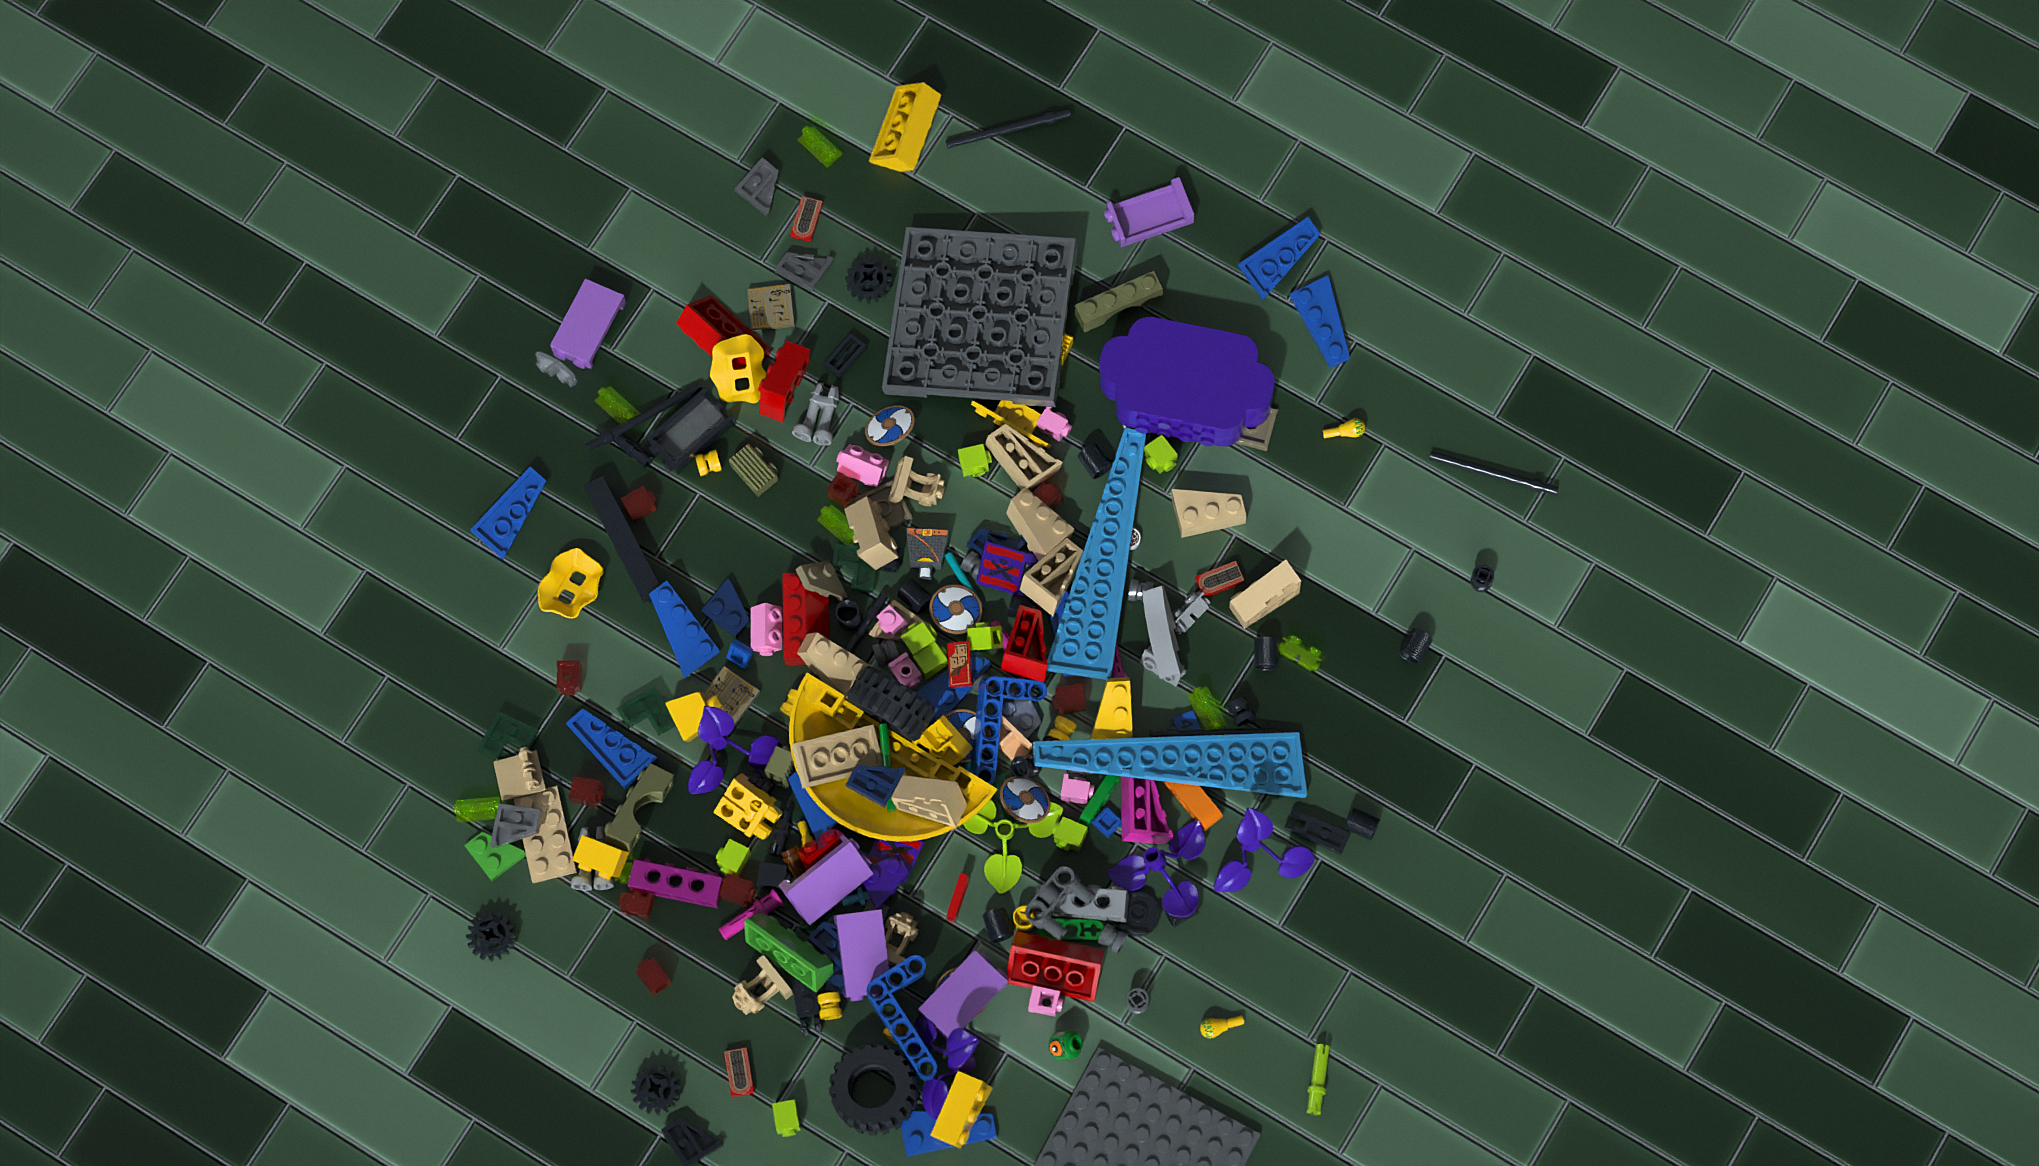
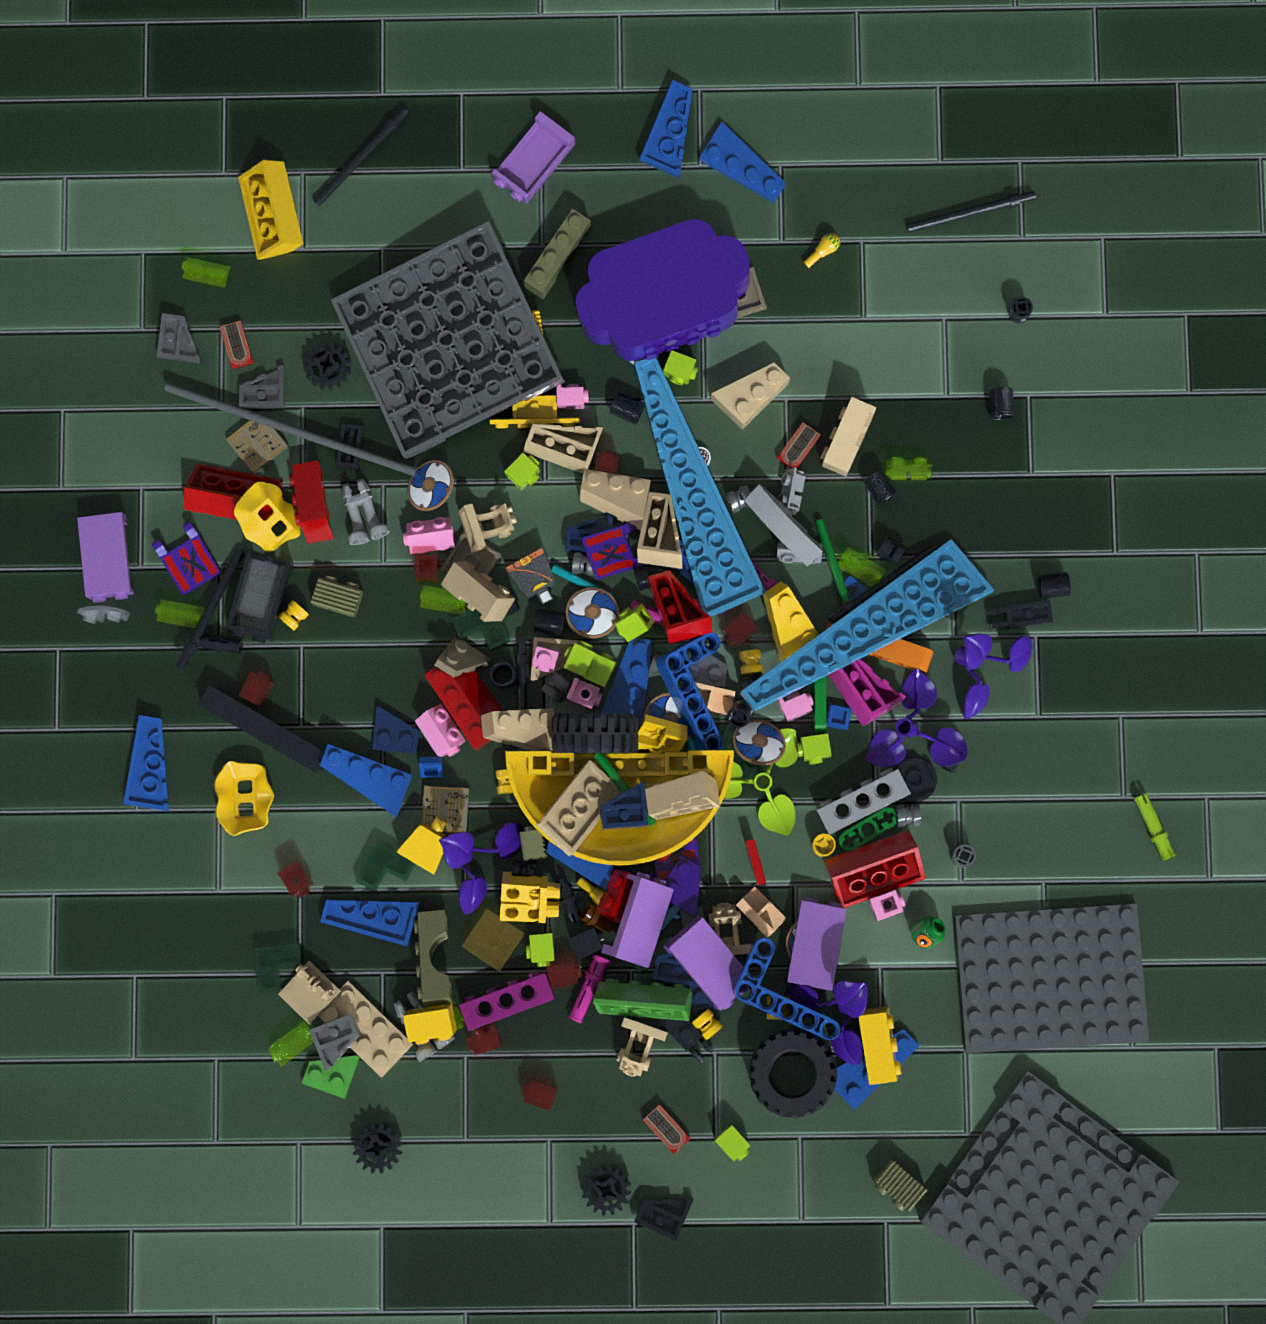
camera: 30 degrees left, 10 degrees up
(586, 791) = (377, 970): clear red brick -> none
(652, 371) = (188, 563): none -> flag
(697, 826) = (493, 940): none -> clear yellow plate
(865, 384) = (305, 434): none -> dark grey piece
(936, 942) = (761, 912): none -> light nougat panel
(960, 664) = (628, 659): tile -> none
(998, 925) = (804, 864): black piece -> none
(1052, 896) = (839, 814): dark grey piece -> none
(1186, 688) = (832, 560): none -> green bar
(1213, 1027) = (1039, 838): yellow piece -> none

